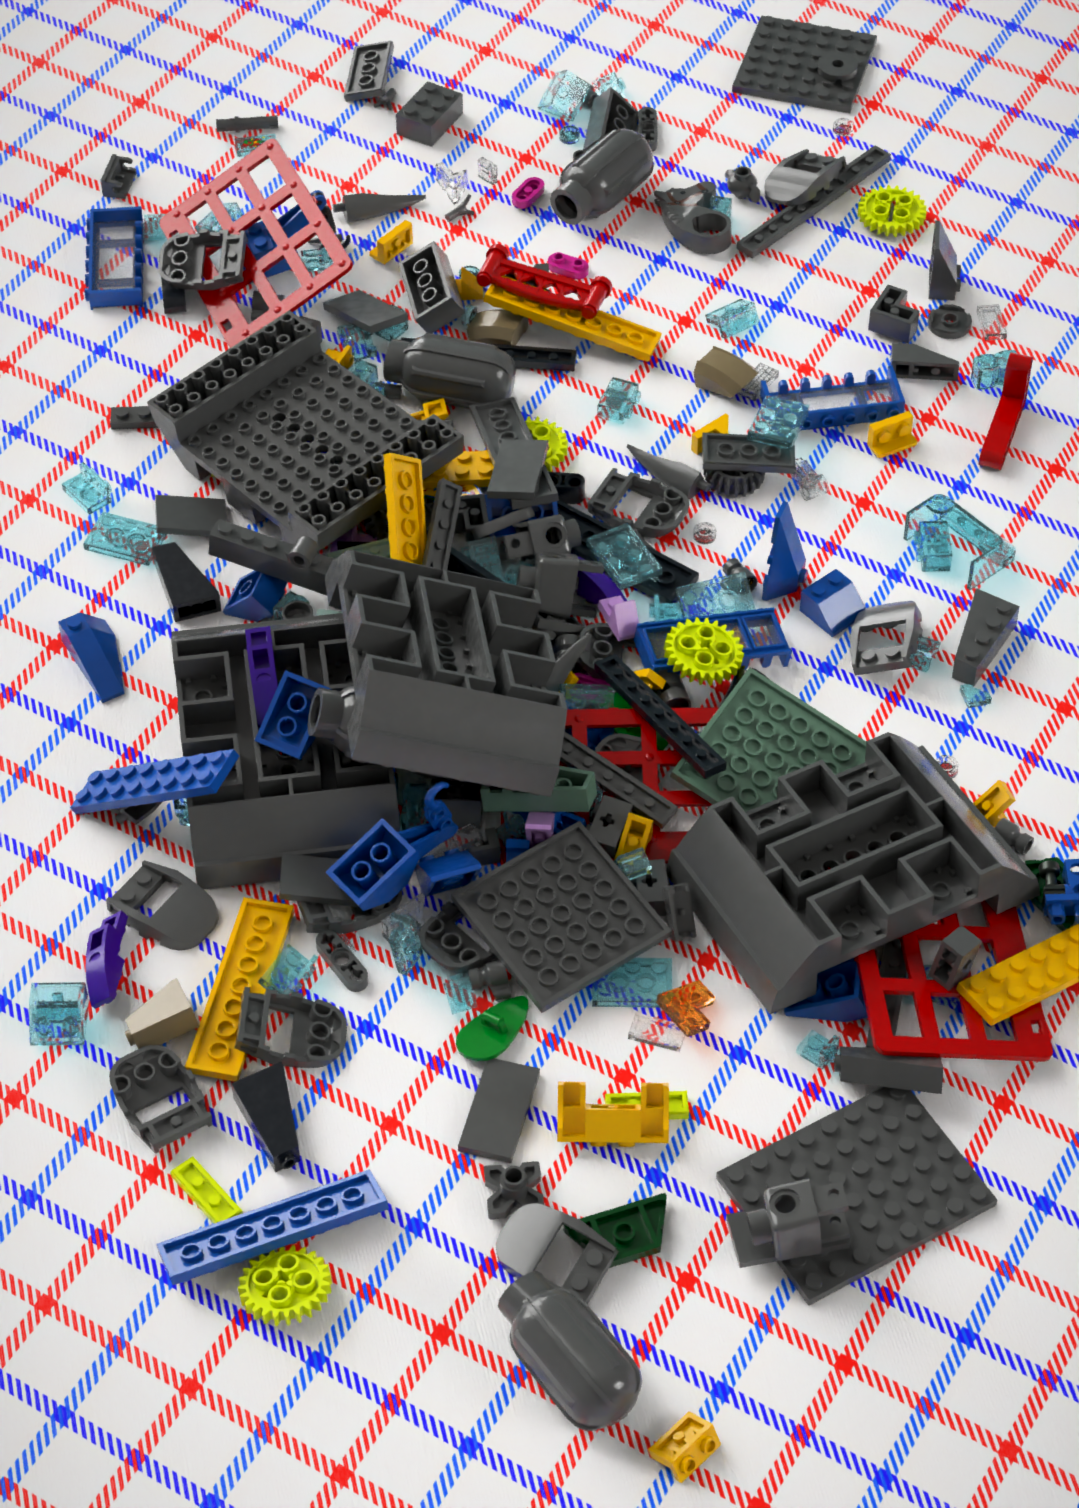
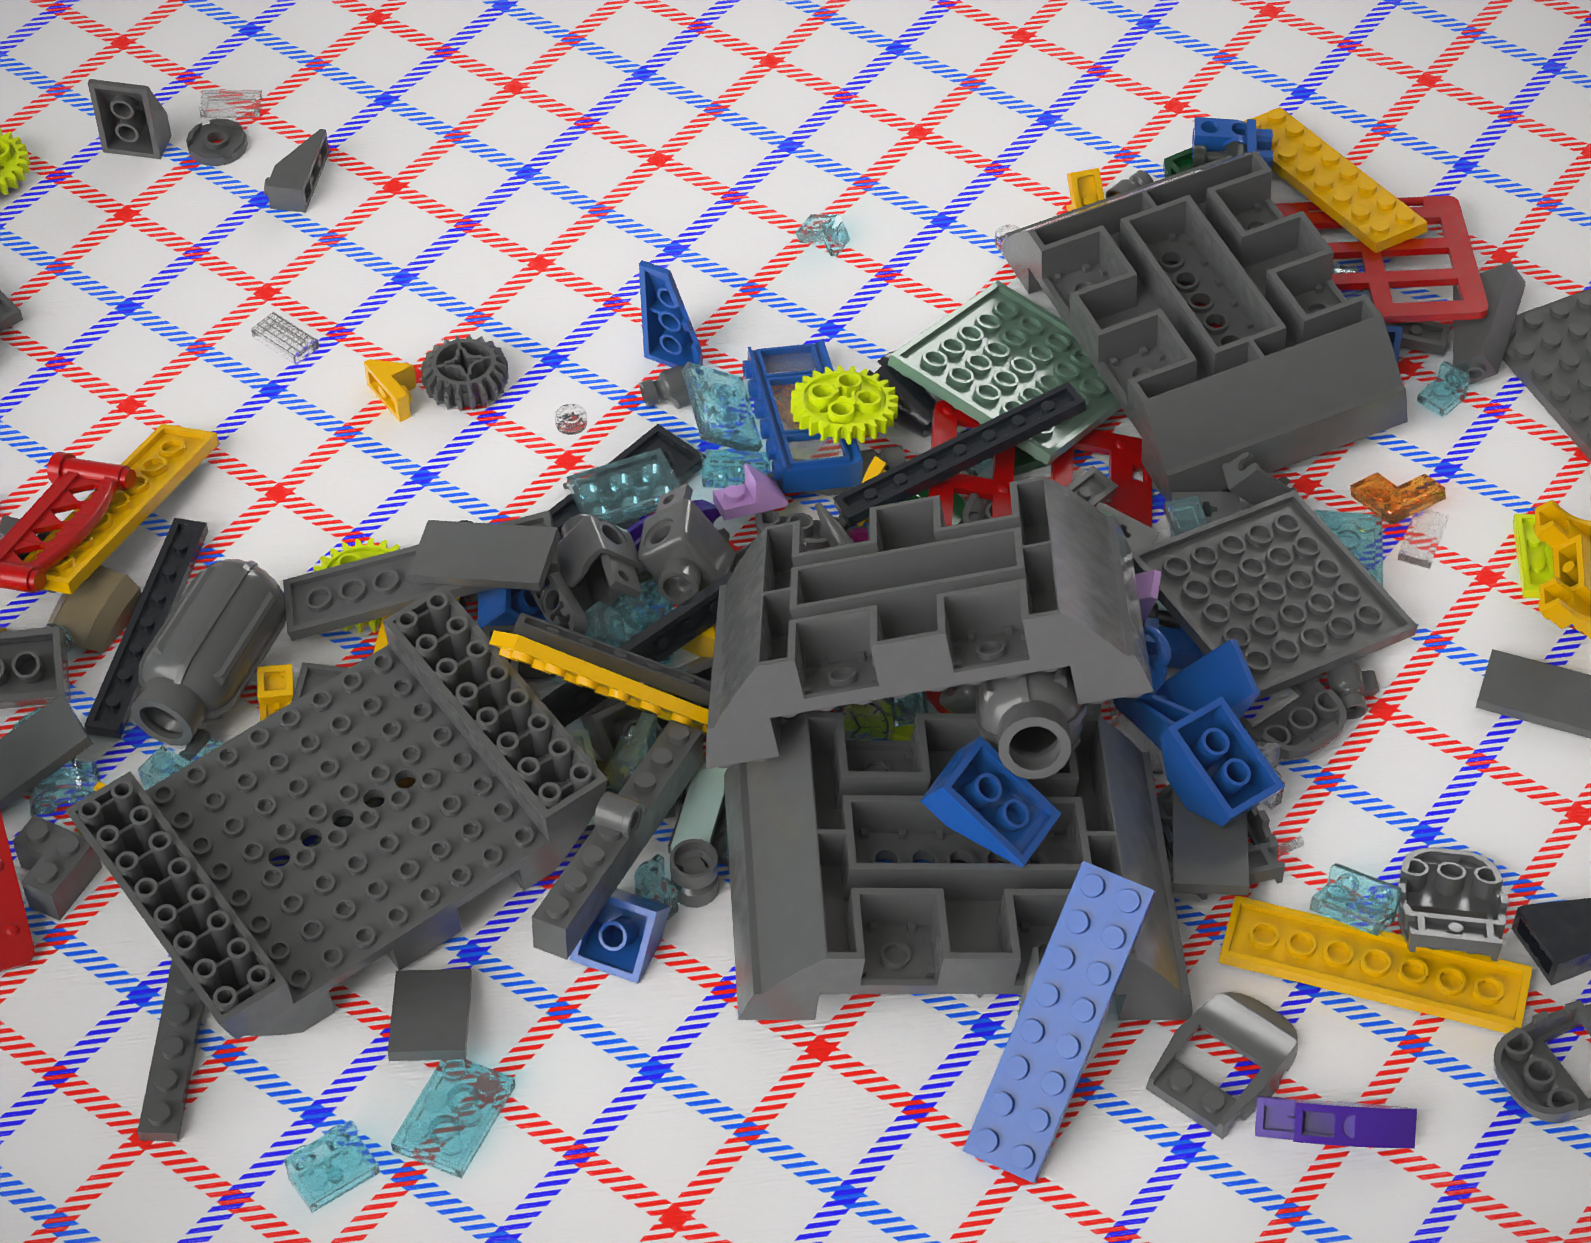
camera: 85 degrees left, 0 degrees up
(58, 1013) = (1439, 1183): clear light blue slope -> none
(95, 653) = (706, 1156): blue wedge -> none
(161, 1017) = (1440, 1051): slope -> none
(184, 584) = (577, 1028): black slope -> none
(262, 669) = (897, 840): dark purple slope -> none
(343, 972) = (1329, 838): dark grey beam -> none
(404, 943) = (1315, 762): clear light blue bracket -> none
(460, 993) = (1378, 720): clear light blue bracket -> none
(492, 1030) = (1431, 695): green shield -> none
(618, 400) = (293, 481): clear light blue brick -> none
(636, 834) = (1140, 506): yellow slope -> none
(658, 518) = (522, 451): dark grey slope -> none
(672, 472) = (461, 434): dark grey piece -> none
(723, 372) = (273, 361): dark tan slope -> none
(734, 317) = (146, 346): clear light blue bracket -> none
(737, 453) = (454, 343): dark grey tile -> none
(778, 422) = (407, 303): clear light blue plate -> none
(809, 482) = (506, 300): clear piece -> none
(831, 602) = (728, 304): blue slope -> none
(846, 402) = (350, 263): blue window -> none
(888, 617) = (771, 245): slope -> none
(891, 435) = (437, 213): yellow bracket -> none
(892, 316) = (204, 186): dark grey brick -> none
(934, 546) = (644, 199): clear light blue brick -> none
(955, 957) = (1356, 230): dark grey brick -> none
(974, 697) = (896, 202): clear light blue tile -> none
(984, 633) = (810, 174): dark grey wedge -> none
(989, 369) = (334, 104): clear light blue brick -> none
(996, 549) = (673, 138): clear light blue windscreen -> none
(1007, 412) = (424, 109): red beam -> none

